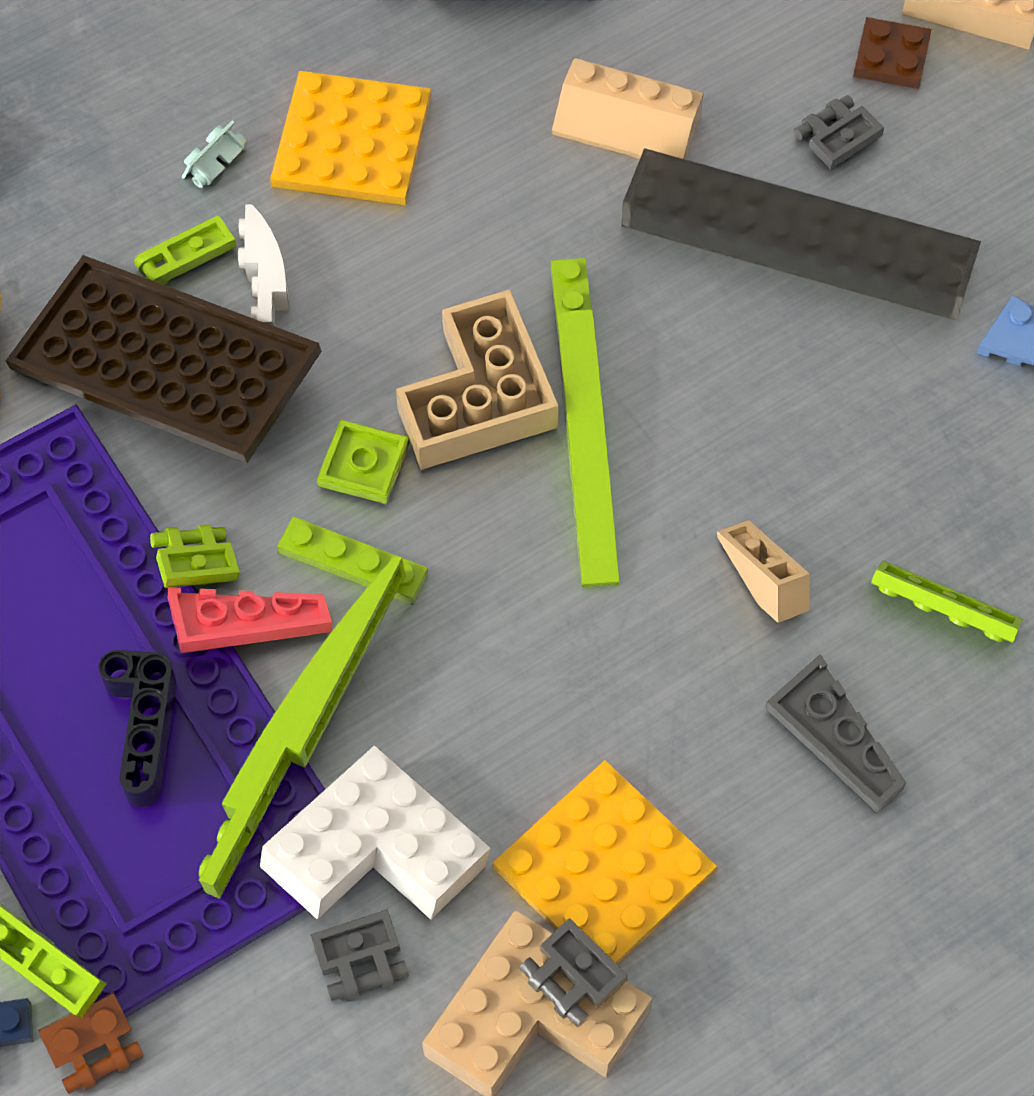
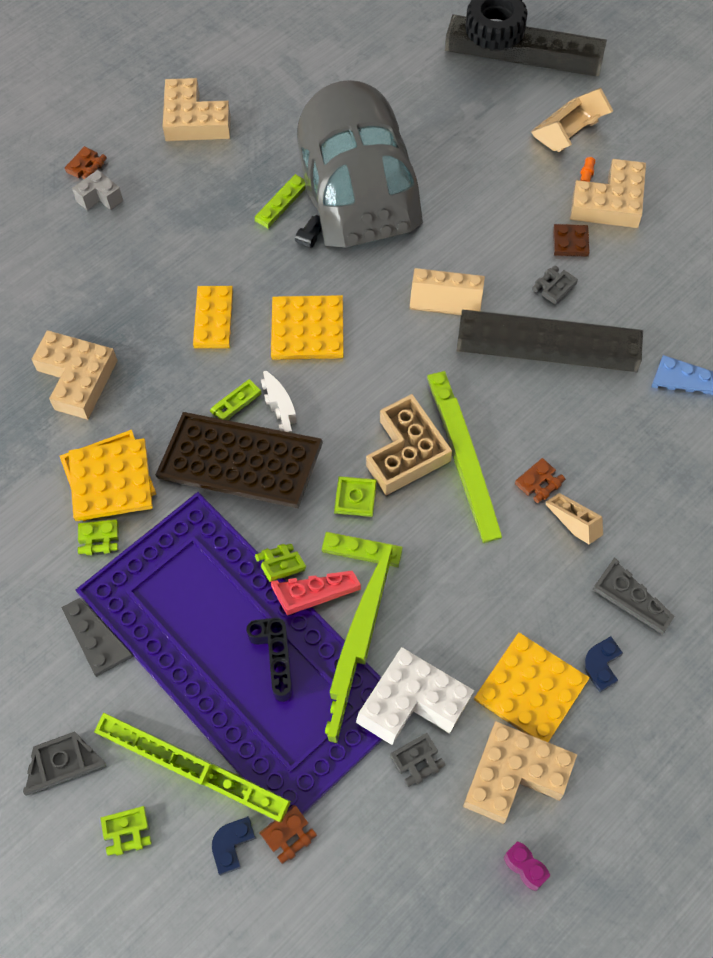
camera: 10 degrees left, 0 degrees up
(181, 91) = (213, 317): none -> yellow plate
(221, 144) = (234, 353): light aqua hinge -> none
(582, 963) = (540, 744): dark grey plate -> none
(712, 482) = (538, 475): none -> dark orange plate
(738, 845) = (597, 661): none -> dark blue plate
(959, 607) = (664, 517): lime plate -> none

